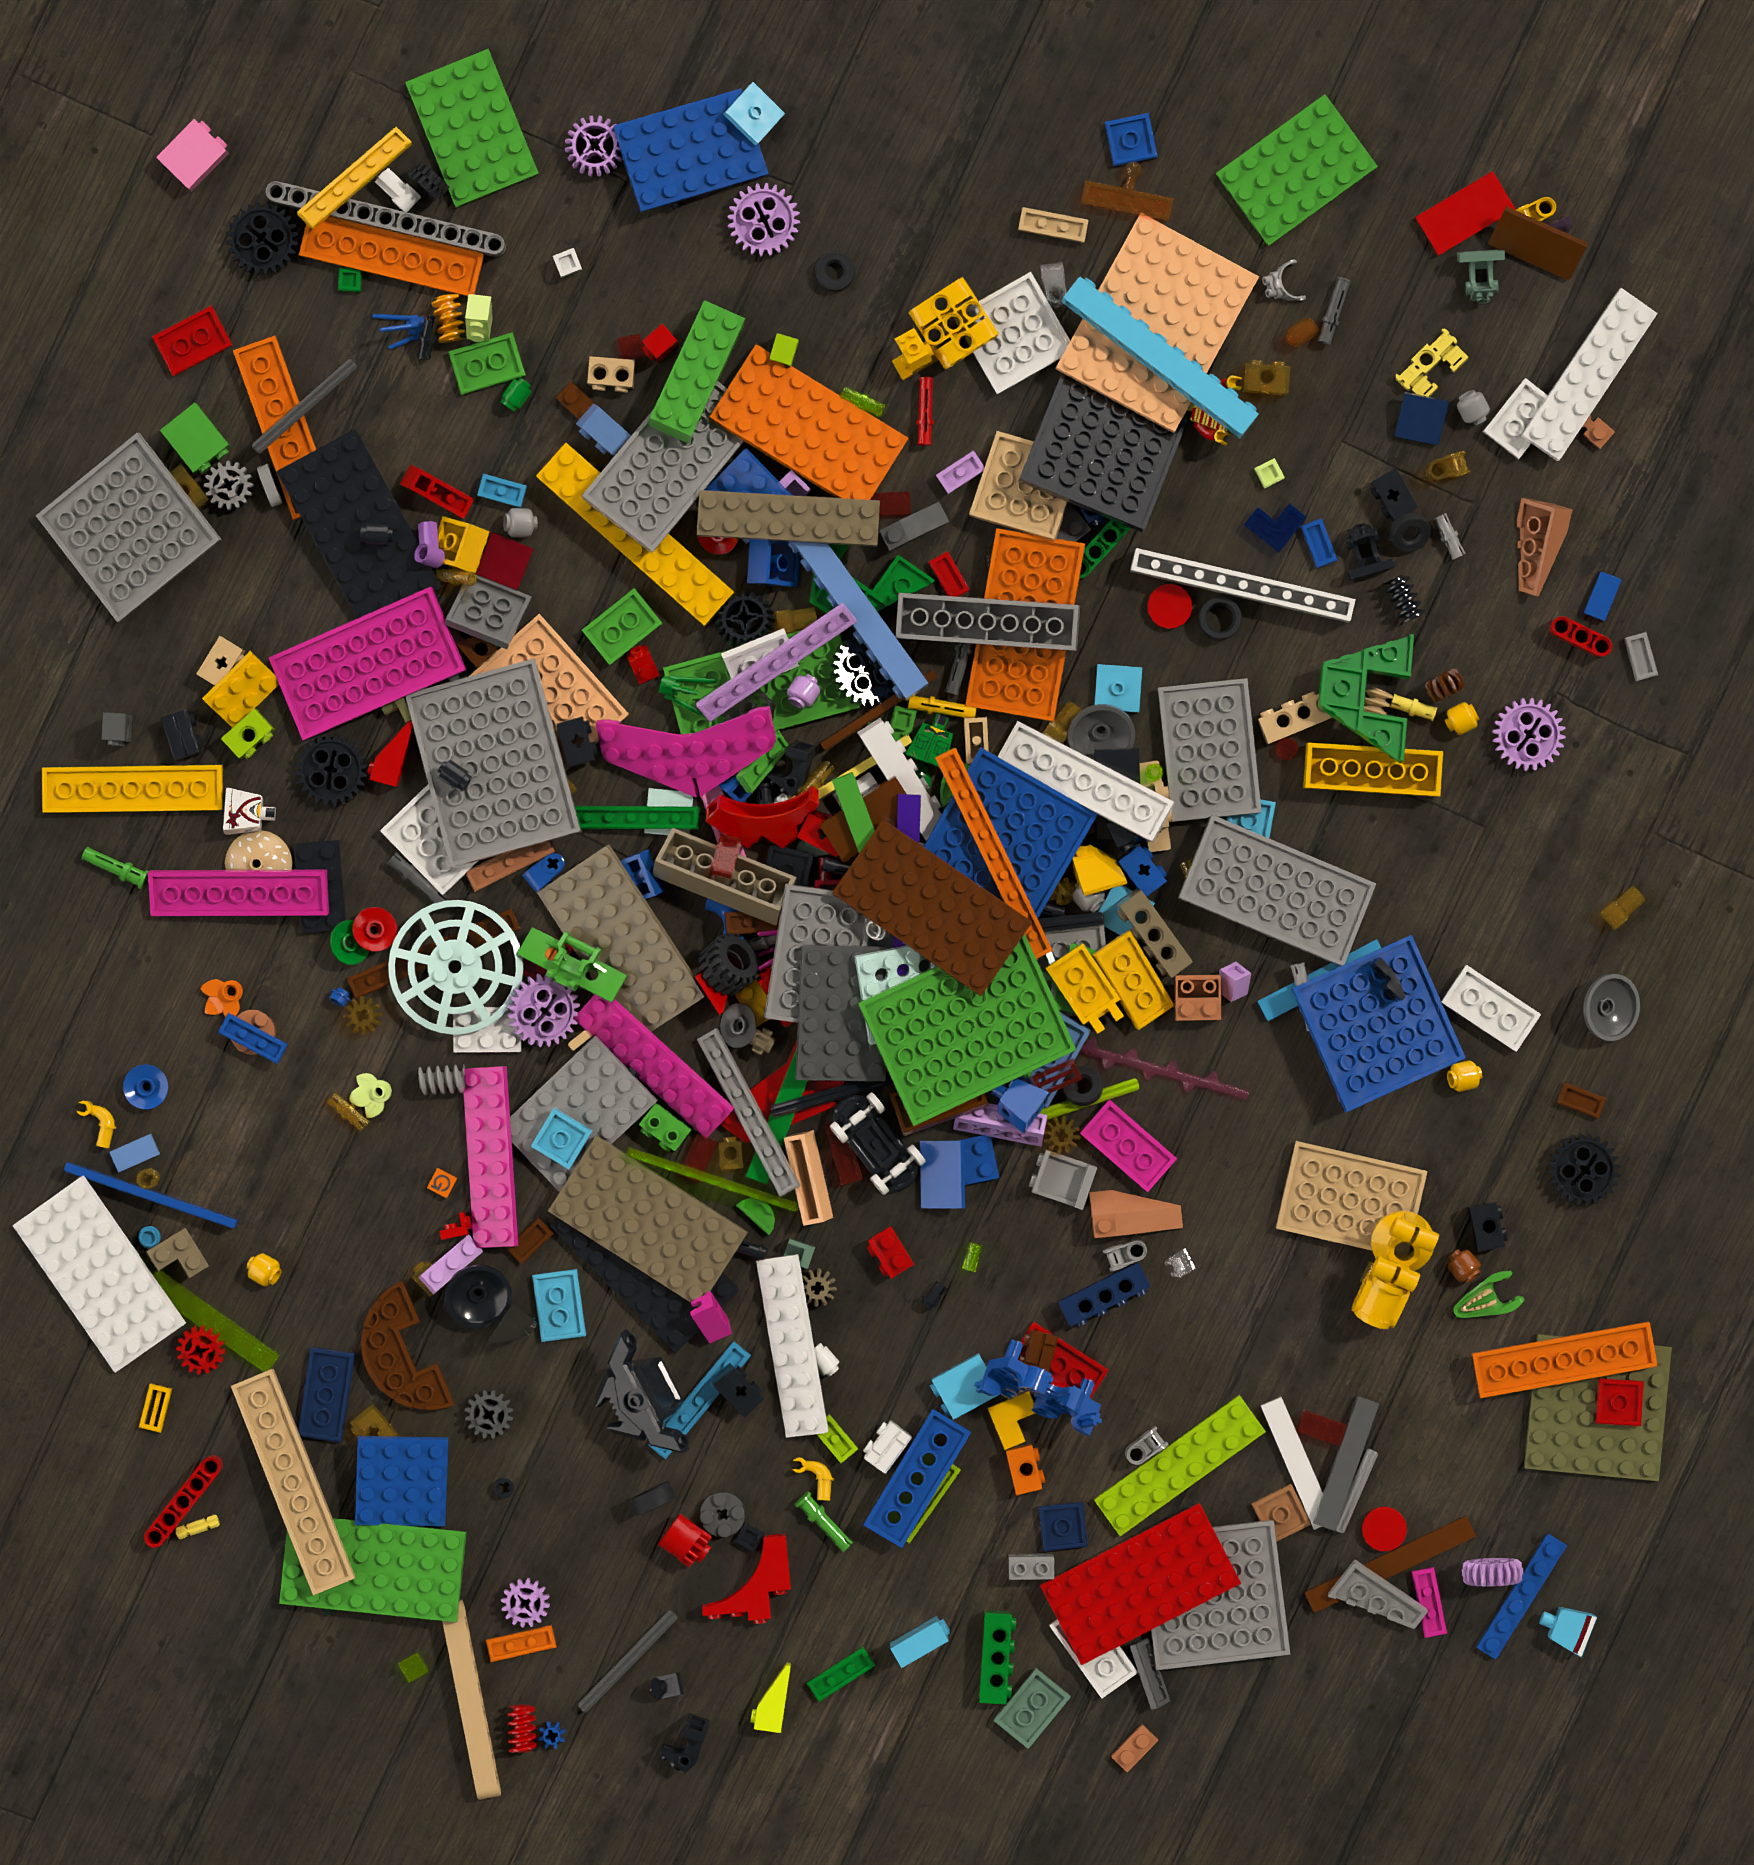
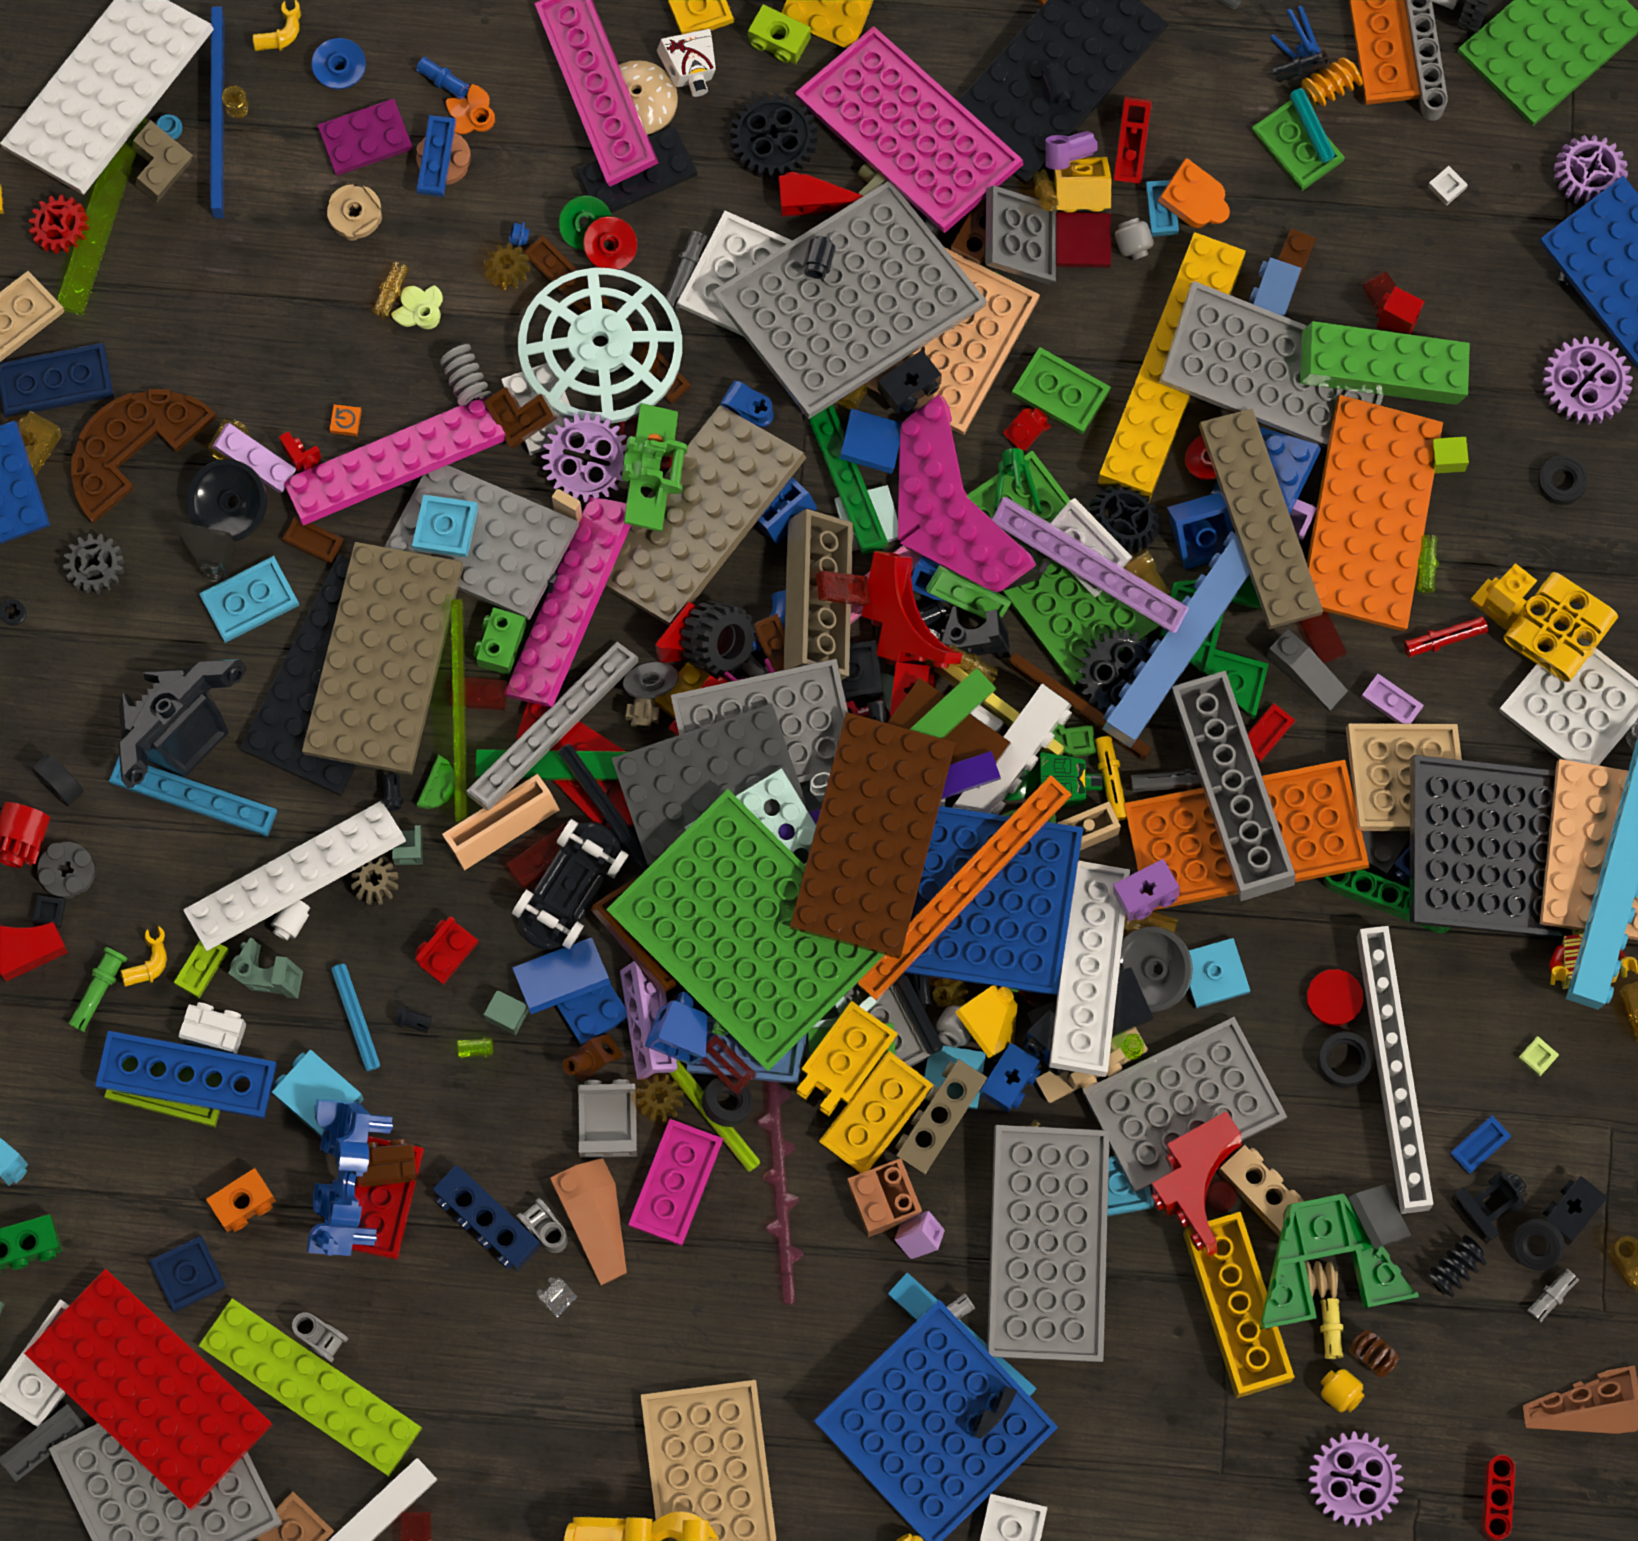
camera: 65 degrees right, 15 degrees down
(134, 1153) = (259, 80): medium blue tile -> none
(186, 1009) = (442, 78): none -> blue pin
(213, 1087) = (365, 137): none -> magenta plate
(263, 1269) = (174, 260): yellow head -> none
(280, 1106) = (359, 226): none -> tan plate
(478, 318) = (1346, 109): yellowish green brick -> none
(479, 347) = (1312, 125): none -> teal axle
(495, 1054) = (517, 421): none -> reddish brown plate
(503, 461) = (1195, 196): none -> orange plate
(506, 864) = (741, 363): nougat tile -> none
(516, 394) = (1277, 185): green brick -> none
(610, 788) = (871, 441): none -> blue tile
(612, 367) = (1350, 276): tan brick -> none
(710, 1318) = (294, 768): dark pink hinge -> none
(735, 1163) = (491, 737): clear yellow brick -> none
(744, 1400) = (207, 839): black brick -> none
(803, 691) = (1067, 611): lavender head -> none
(856, 1405) = (281, 978): none -> sand green tile
(916, 1337) = (355, 1017): none -> dark azure axle
(955, 1225) = (506, 1012): none -> sand green panel
(1006, 1415) = (295, 1158): yellow tile -> none
(1012, 1174) = (591, 1057): none -> reddish brown bracket
(1031, 1566) = (125, 1251): light grey brick -> none
(1035, 706) = (1152, 878): none -> medium lavender brick
(1276, 532) = (1473, 1089): clear blue plate -> none
(1278, 776) = (1194, 1162): none -> arch
(1347, 640) = (1379, 1216): none -> dark grey tile
(1602, 596) = (1557, 1508): blue tile -> none

